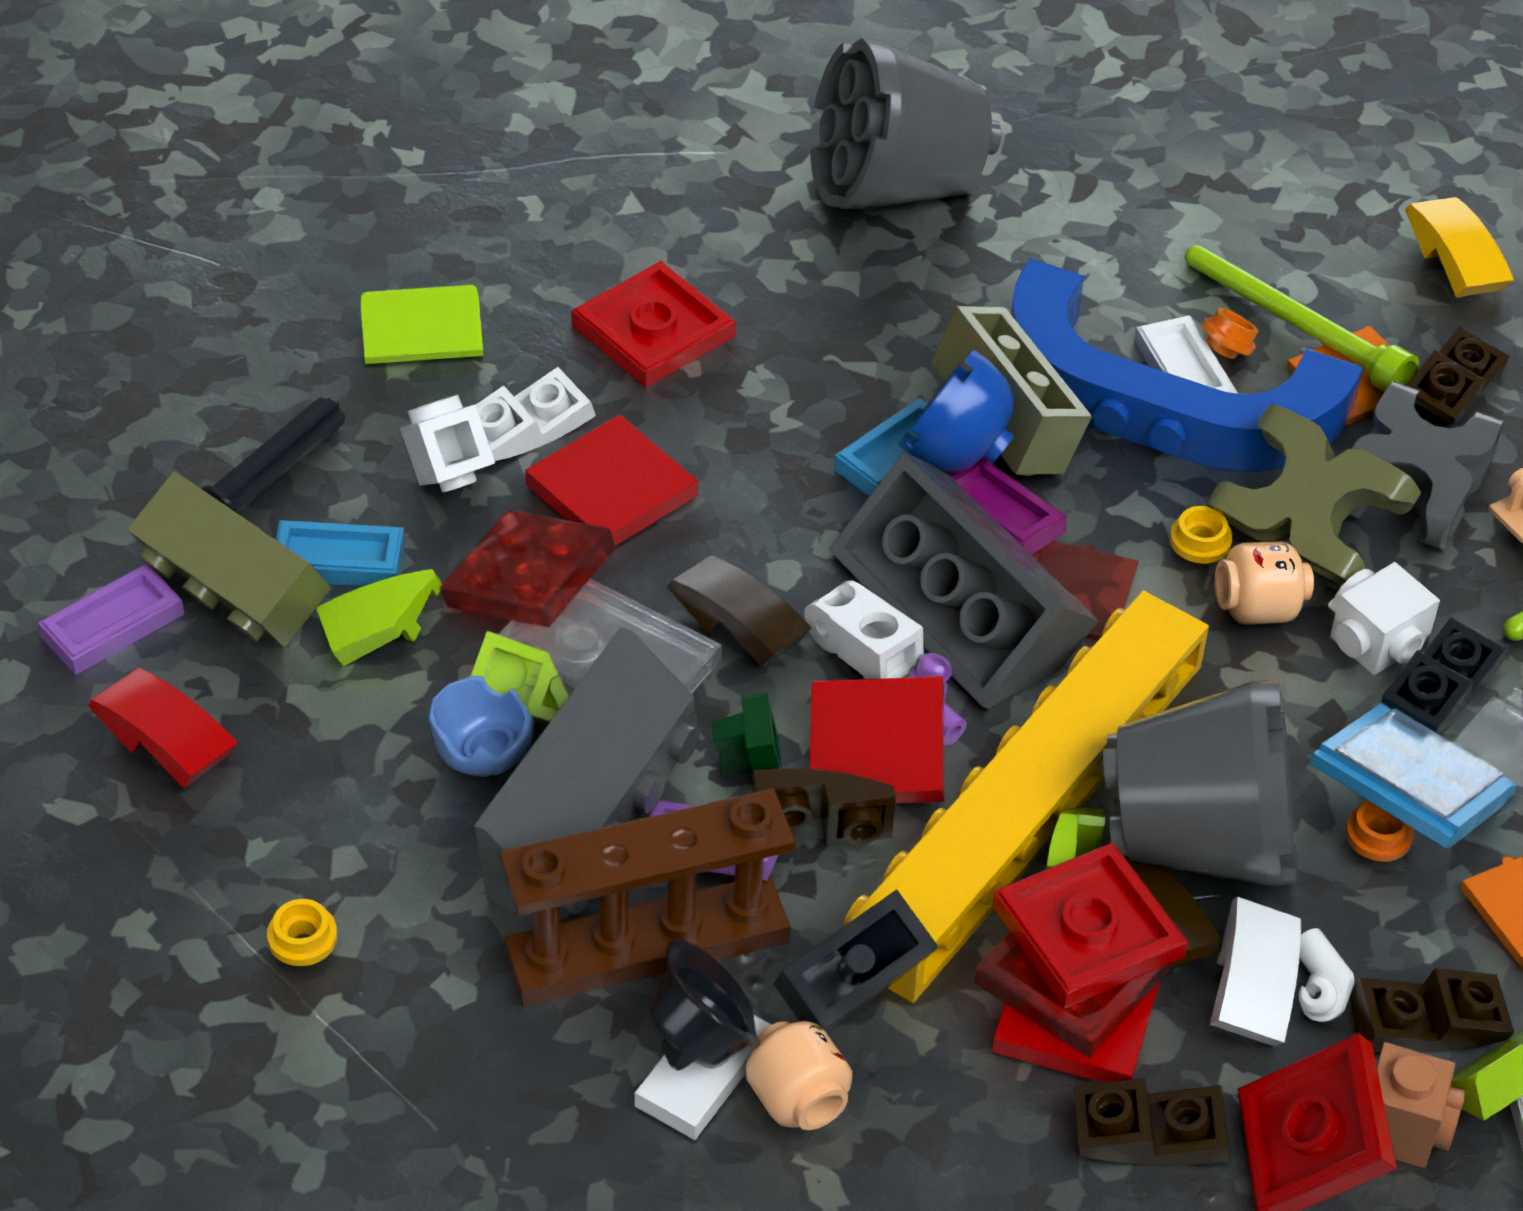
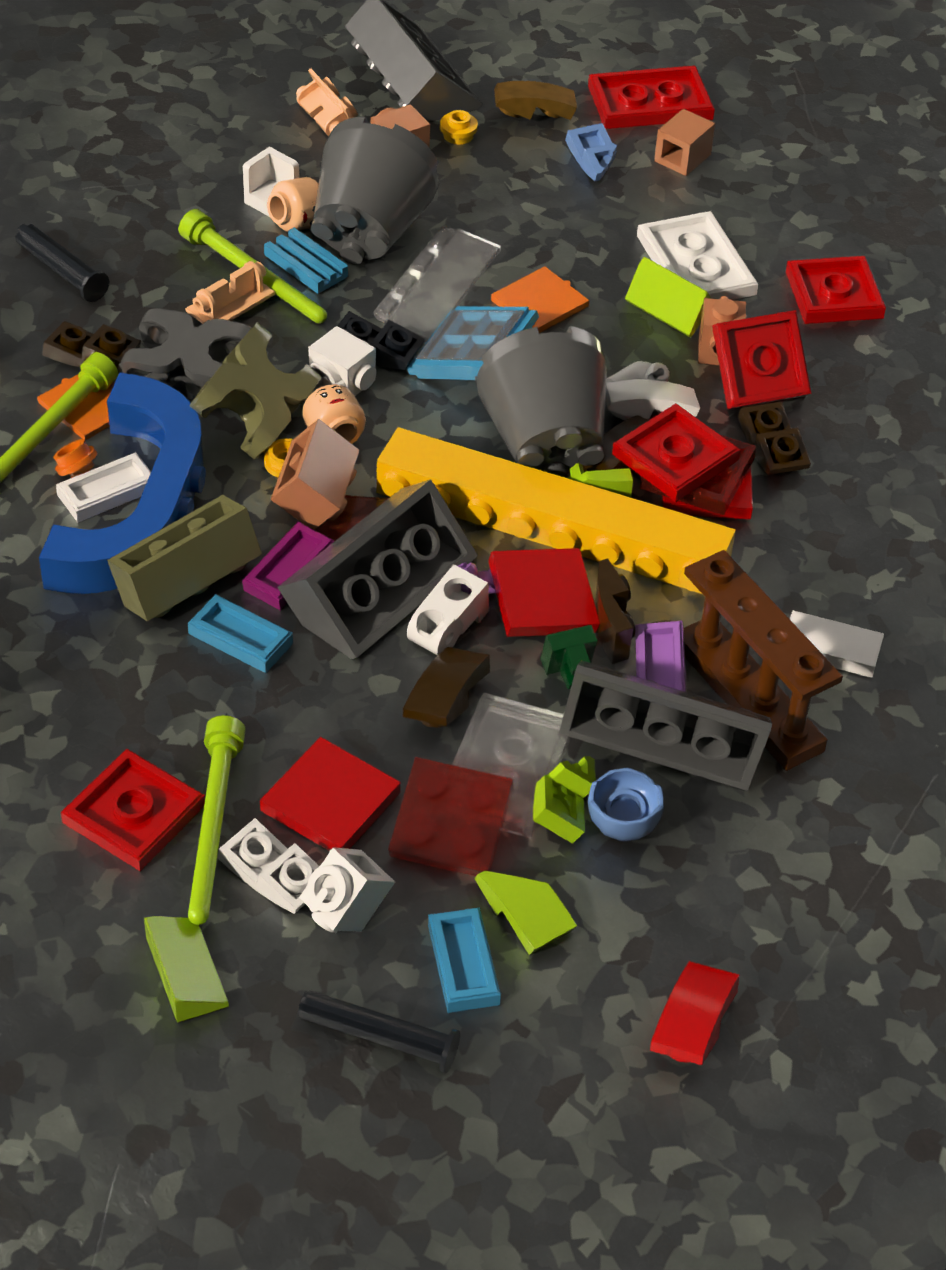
camera: 105 degrees left, 0 degrees up
(111, 619) = (588, 1098): medium lavender tile -> none
(227, 561) = (520, 1012): olive brick -> none
(297, 919) = (836, 865): yellow plate -> none
(700, 1010) = (834, 622): black piece -> none
(717, 397) = (223, 740): none -> lime piece
(799, 1075) = (830, 583): light nougat head -> none
(855, 963) = (758, 552): black slope -> none
(964, 418) = (241, 567): blue cylinder -> none
(1133, 532) = (316, 475): none -> nougat brick
(1440, 1015) = (639, 334): dark brown slope -> none

